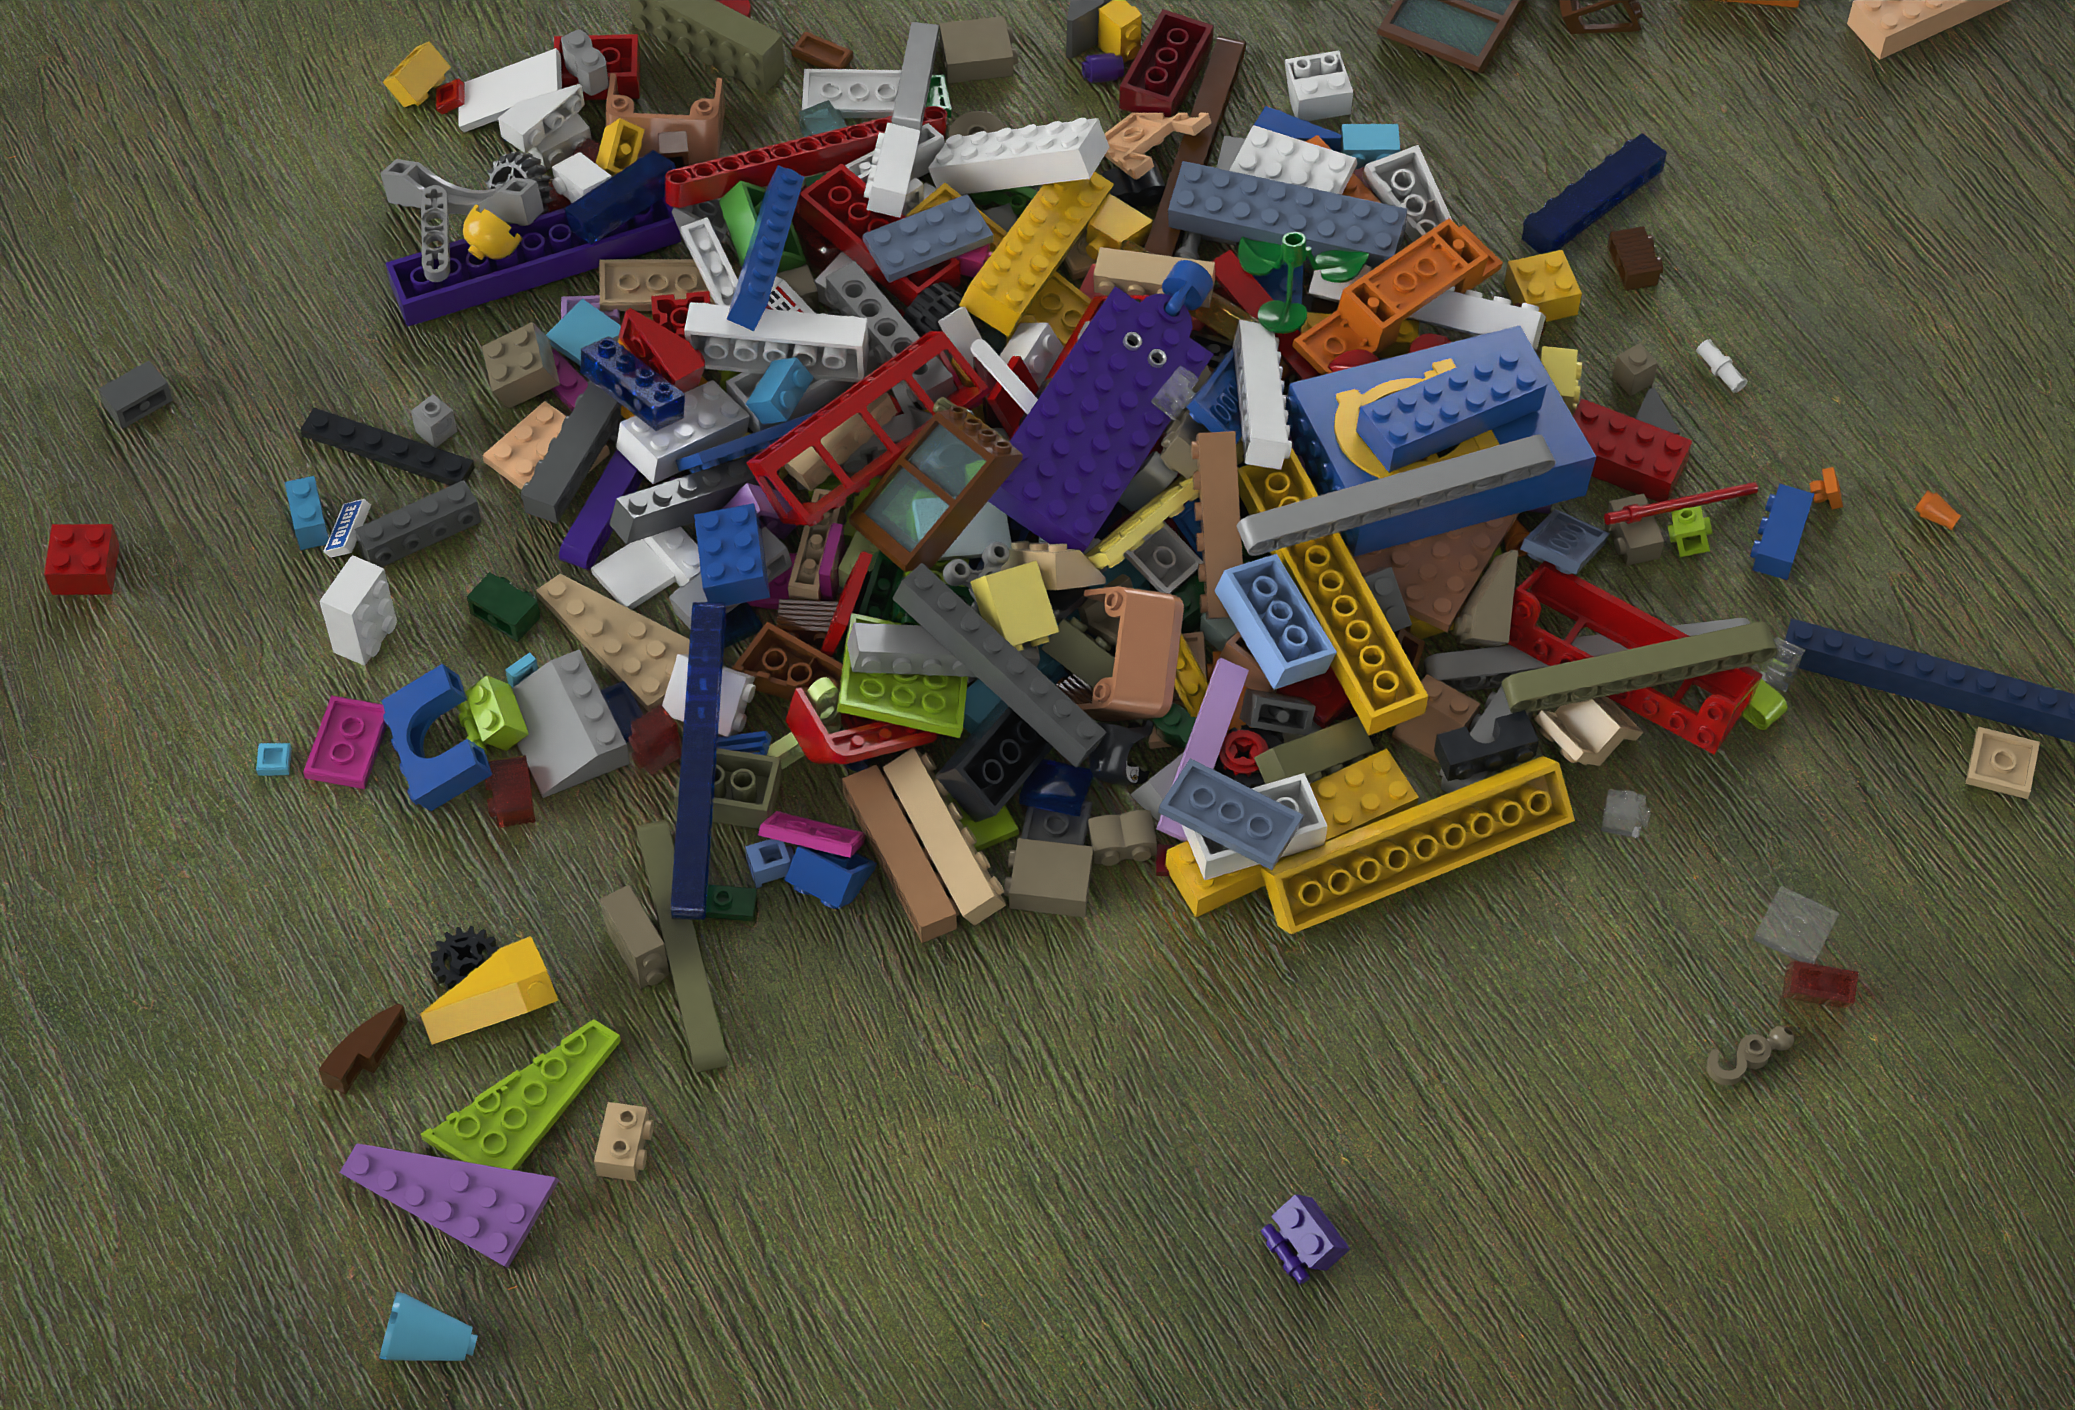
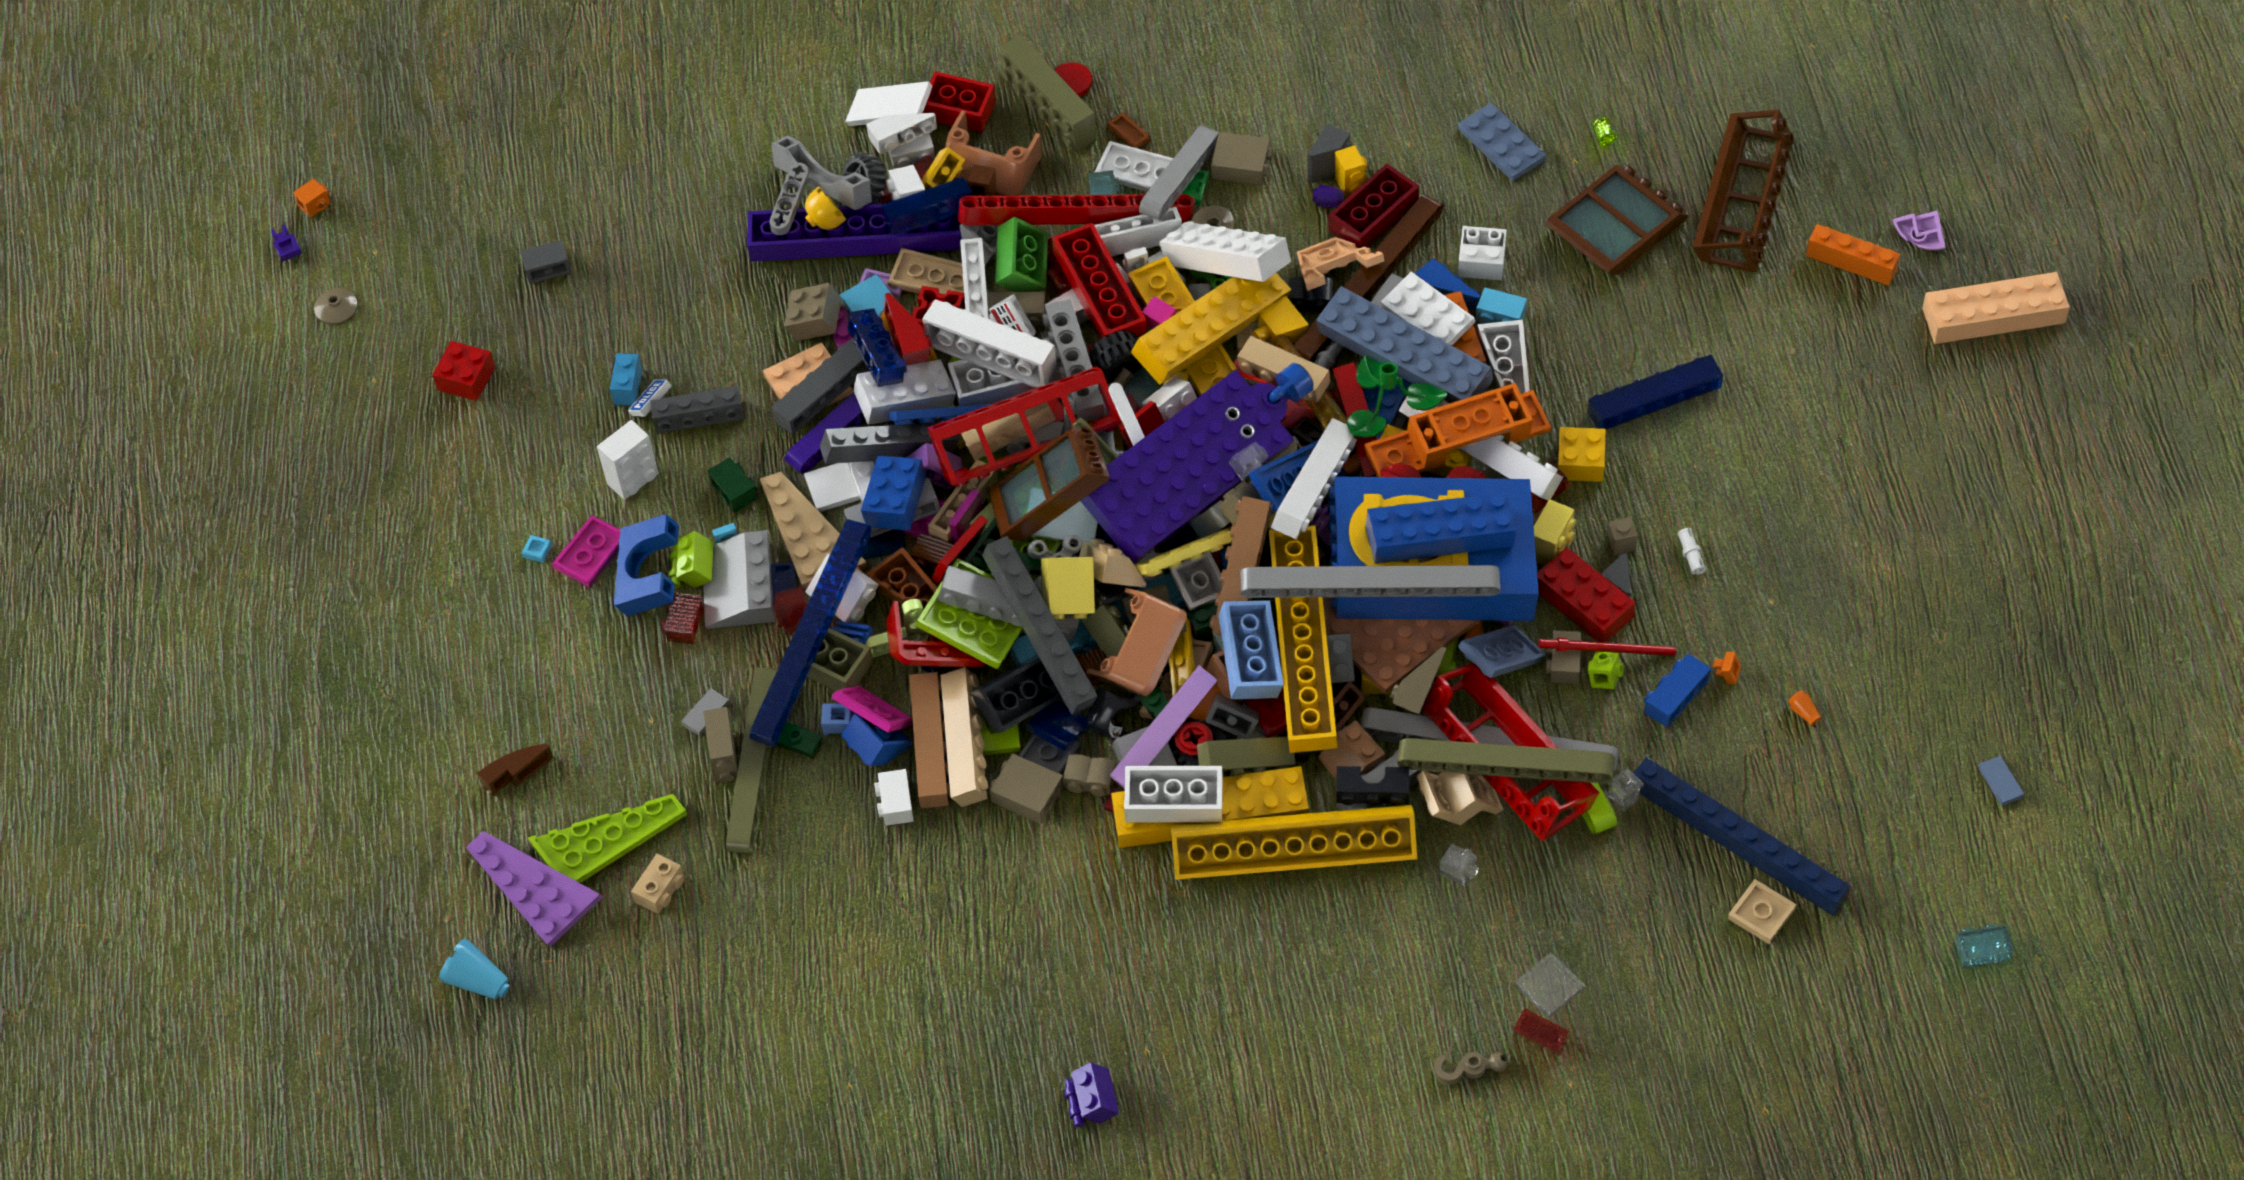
camera: 25 degrees right, 0 degrees up
(386, 447) = (701, 347): black plate -> none
(417, 75) = (829, 75): yellow brick -> none
(434, 421) = (738, 336): light grey brick -> none
(450, 96) = (848, 97): red tile -> none
(463, 953) = (605, 727): black gear -> none
(497, 990) = (615, 754): yellow wedge -> none
(585, 62) = (944, 97): light grey brick -> none
(586, 909) = (695, 718): none -> light grey tile
(765, 248) = (1005, 272): blue brick -> none
(779, 390) = (978, 381): dark azure brick -> none
(887, 938) = (895, 797): none -> white brick
(891, 169) = (1125, 237): white brick -> none
(928, 238) = (1129, 295): sand blue plate -> none
(960, 331) = (1128, 376): white tile -> none
(1231, 814) = (1153, 779): sand blue plate -> none
(1635, 257) = (1663, 450): reddish brown brick -> none

